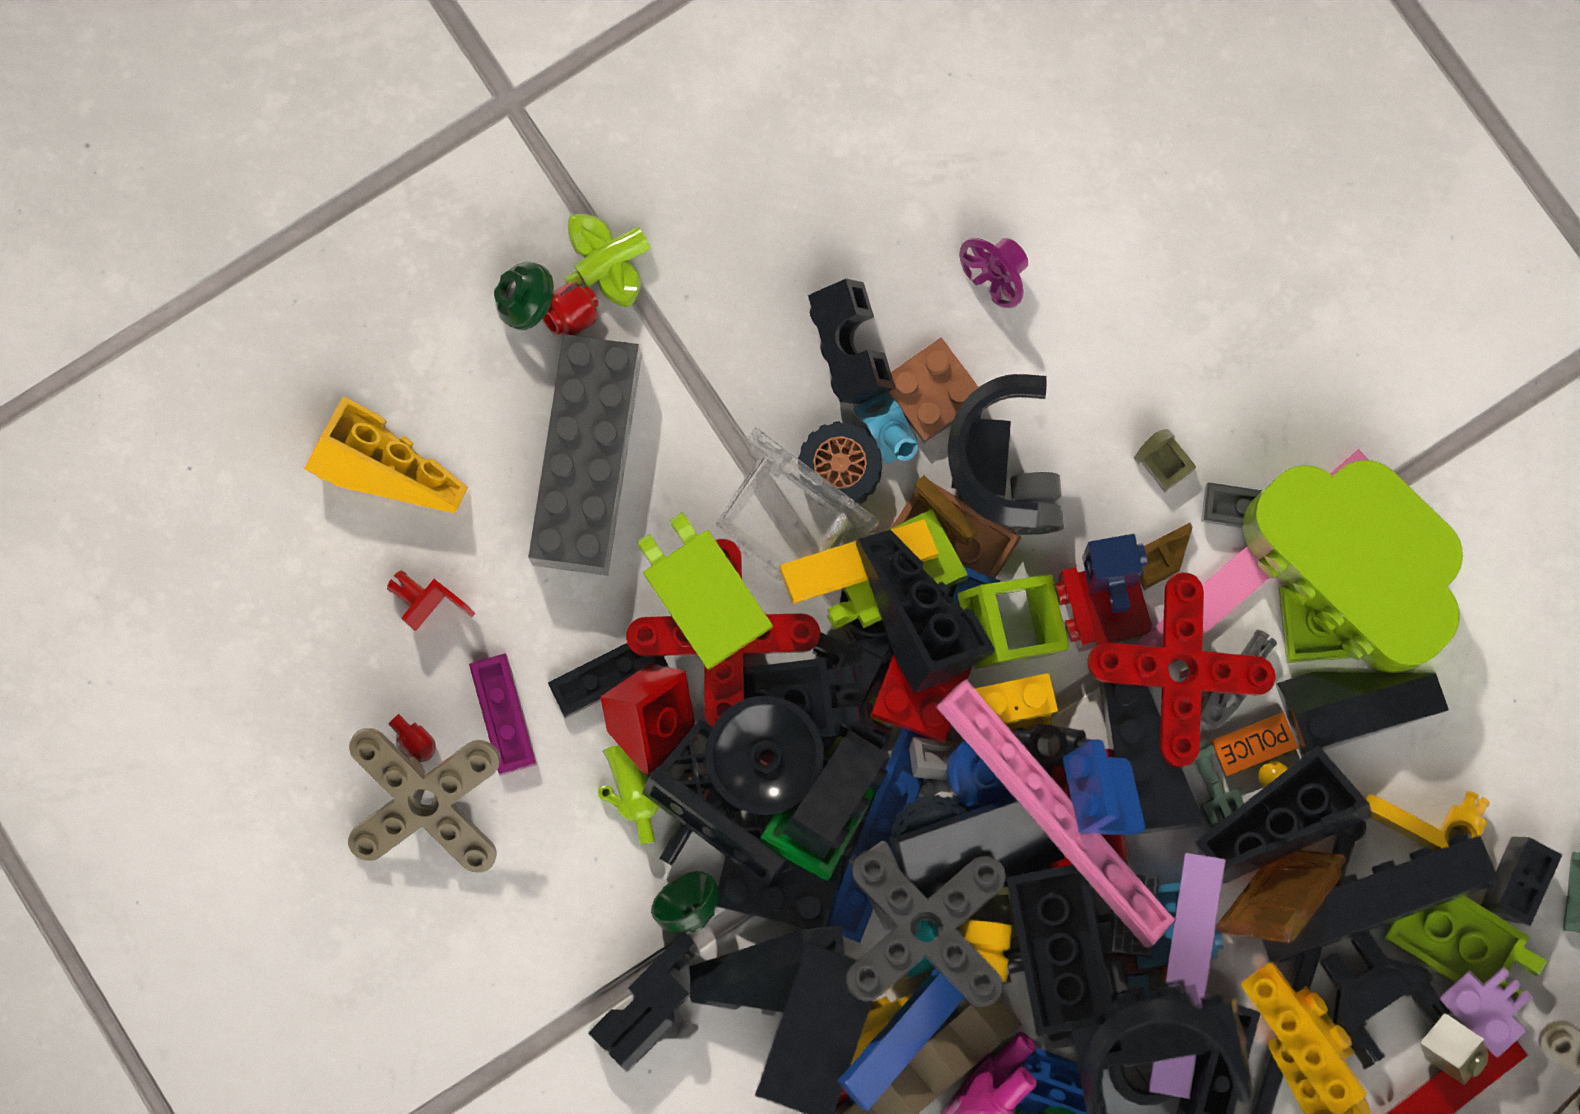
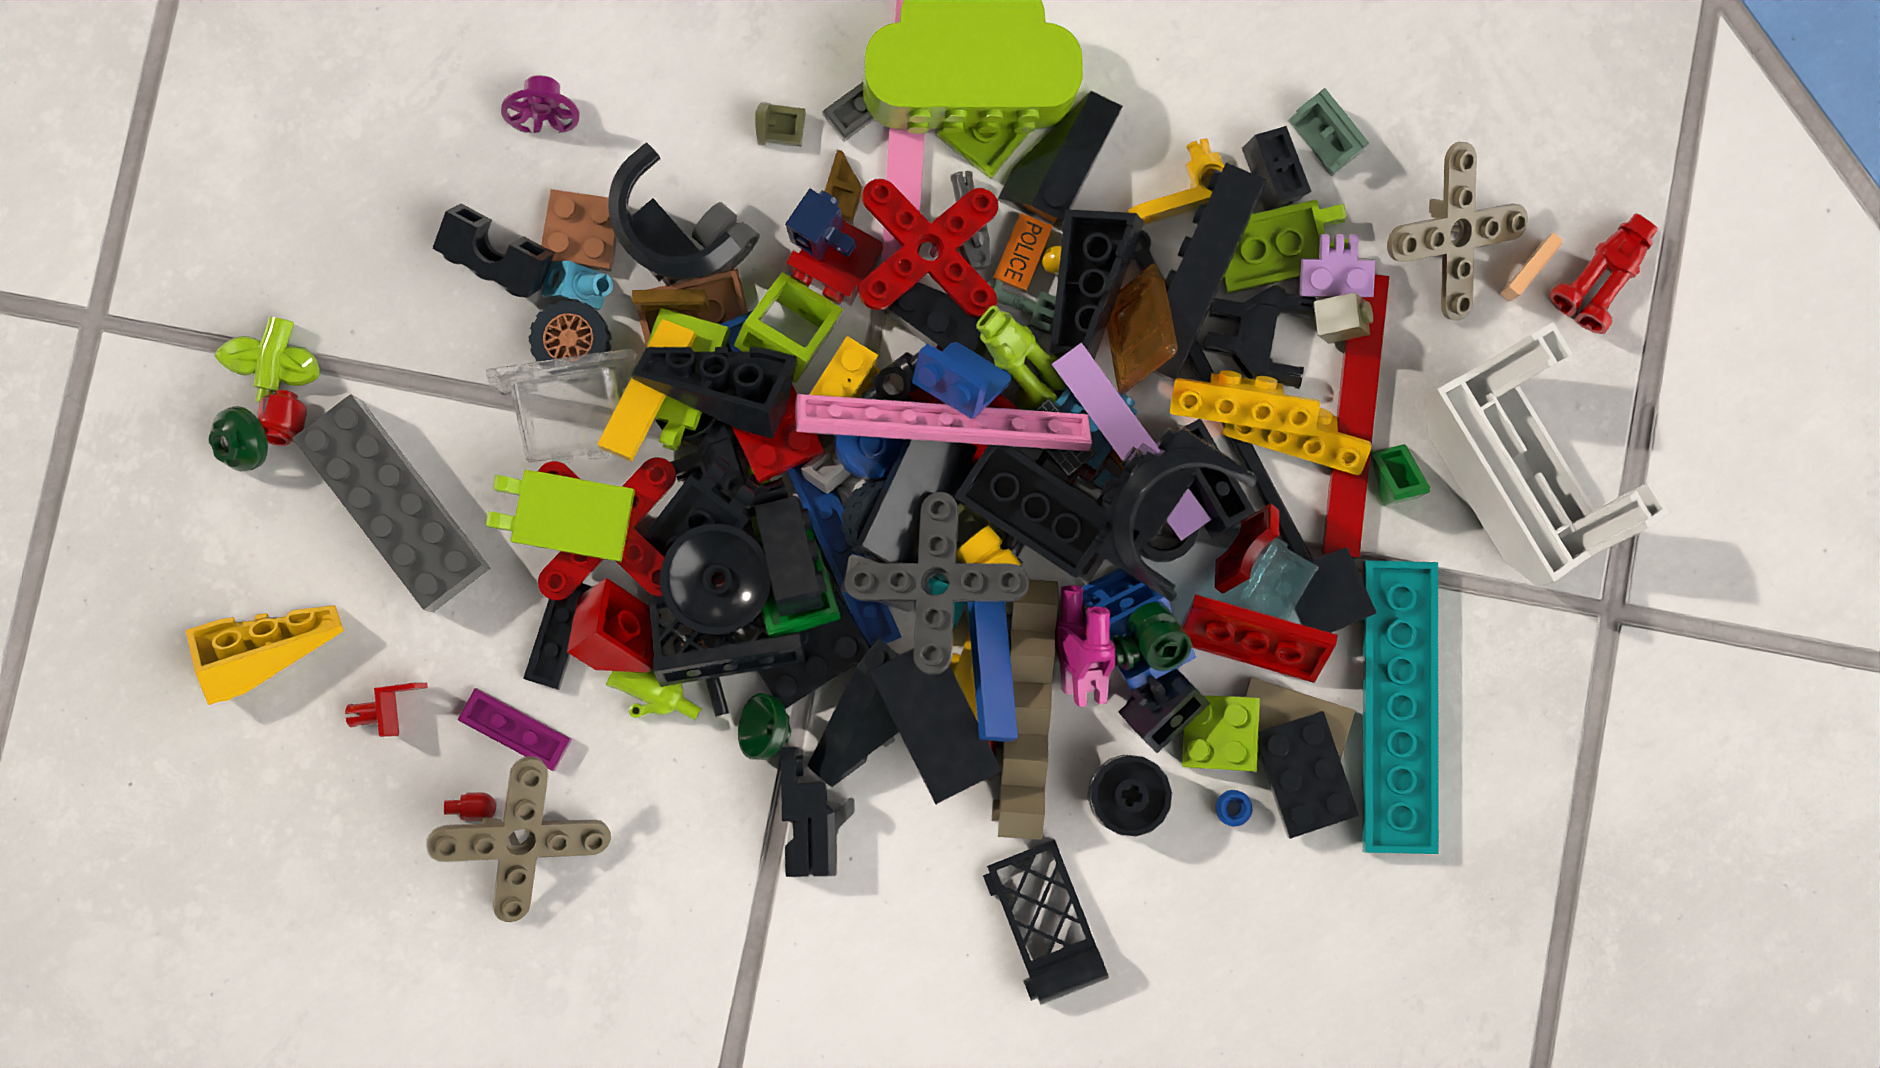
camera: 55 degrees left, 5 degrees up
(1166, 806) = (1009, 346): none -> lime piece

